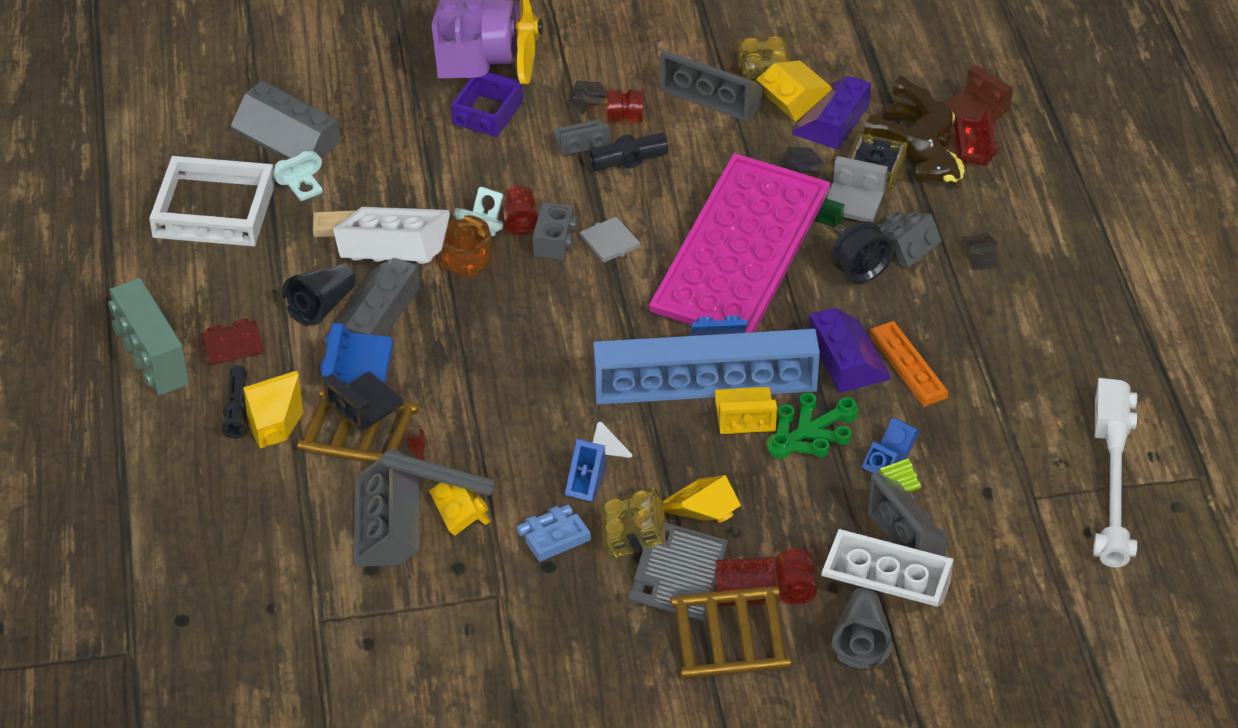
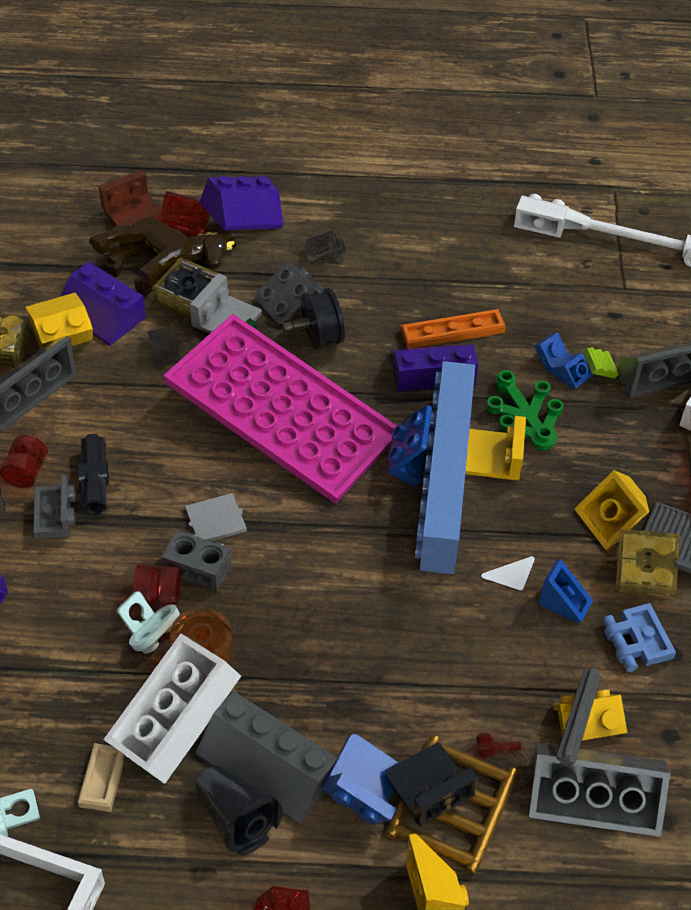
camera: 80 degrees left, 5 degrees up
(1003, 170) = (243, 202): none -> dark purple slope

